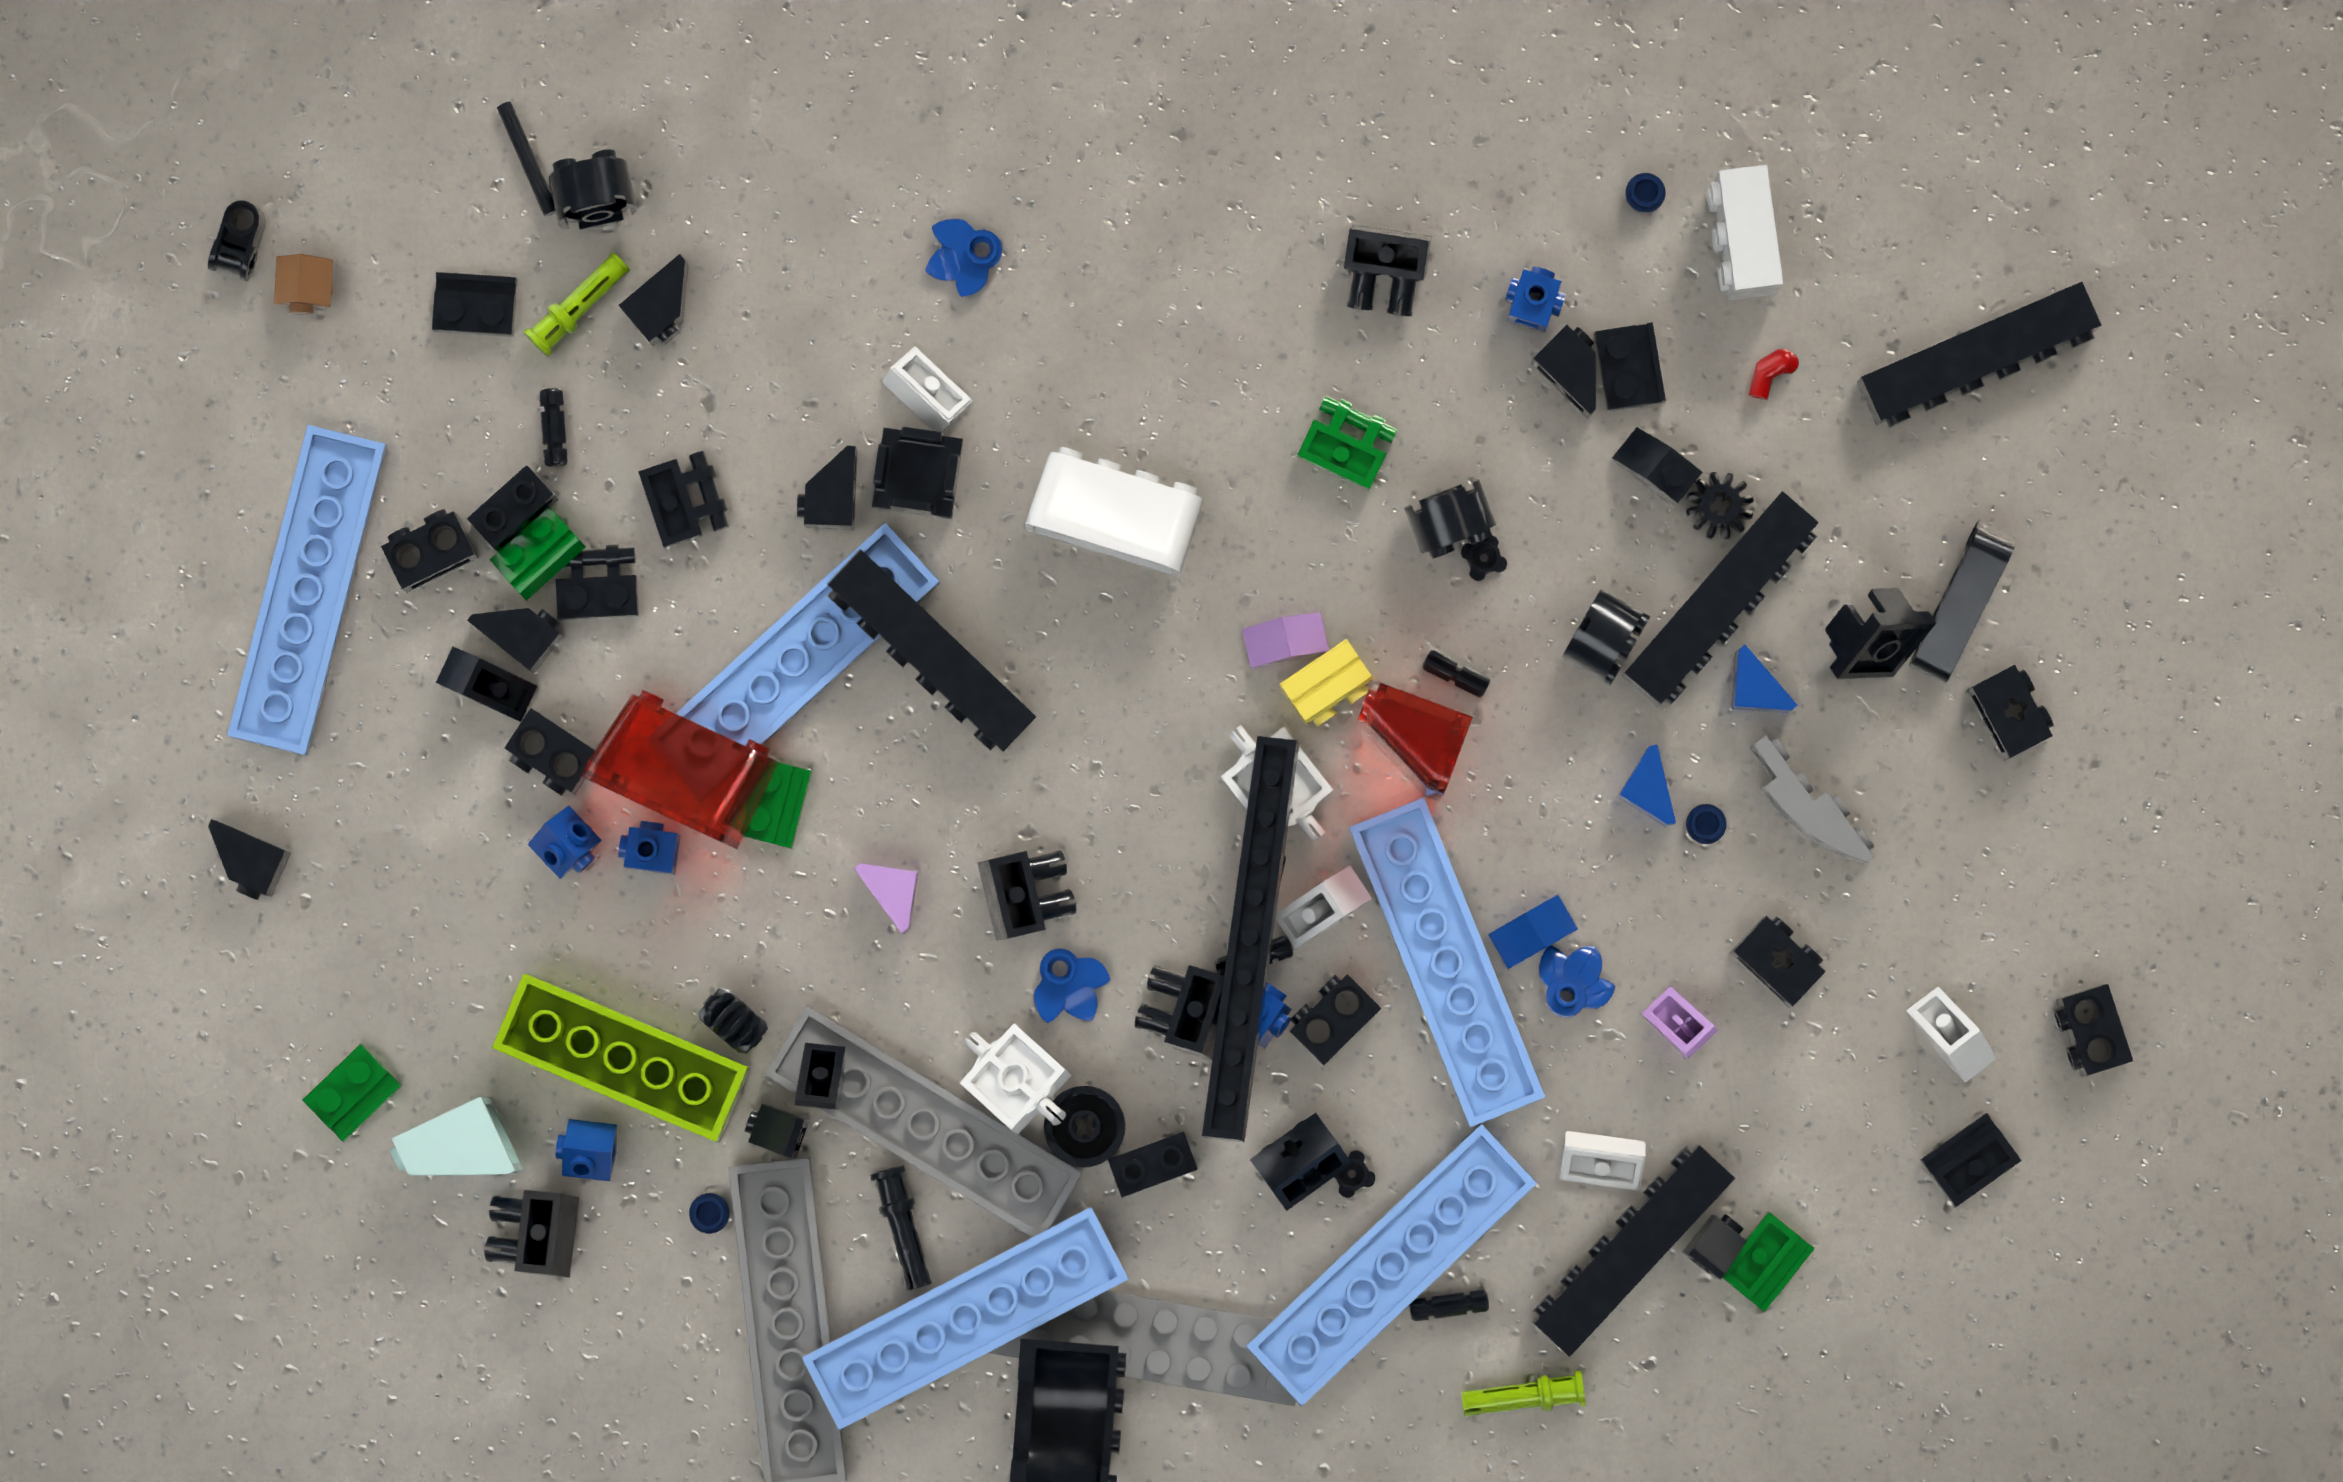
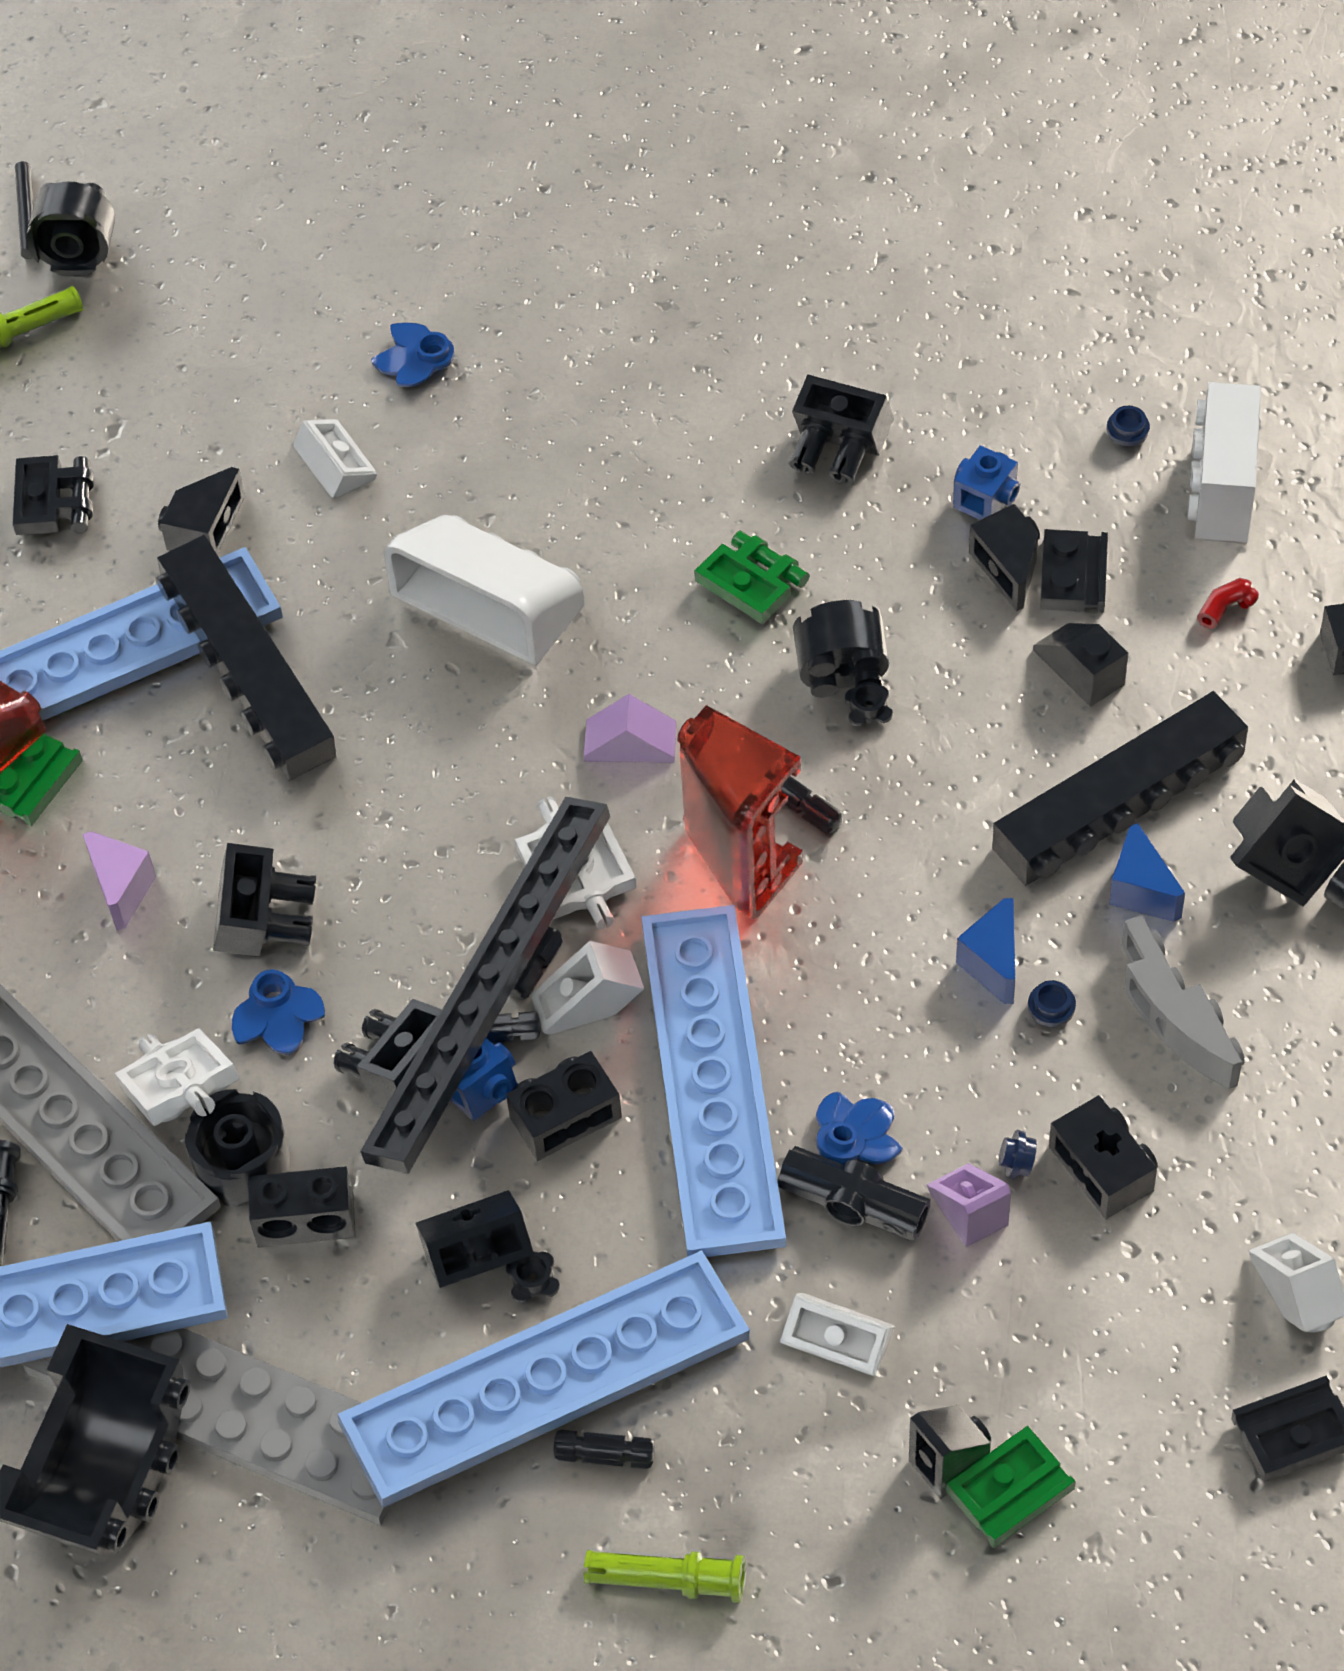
camera: 15 degrees right, 30 degrees down
(659, 303) = (100, 330): black slope -> none
(917, 472) = (296, 514): black panel -> none
(1327, 683) = (647, 781): light yellow brick -> none
(1532, 931) = (820, 1066): blue slope -> none
(1587, 1041) = (854, 1193): none -> black piece
(1605, 636) = (979, 783): black brick -> none
(1633, 1249) = (843, 1433): black brick -> none
(1710, 974) = (1018, 1154): none -> dark blue plate
(1730, 514) = (1139, 700): black gear -> none

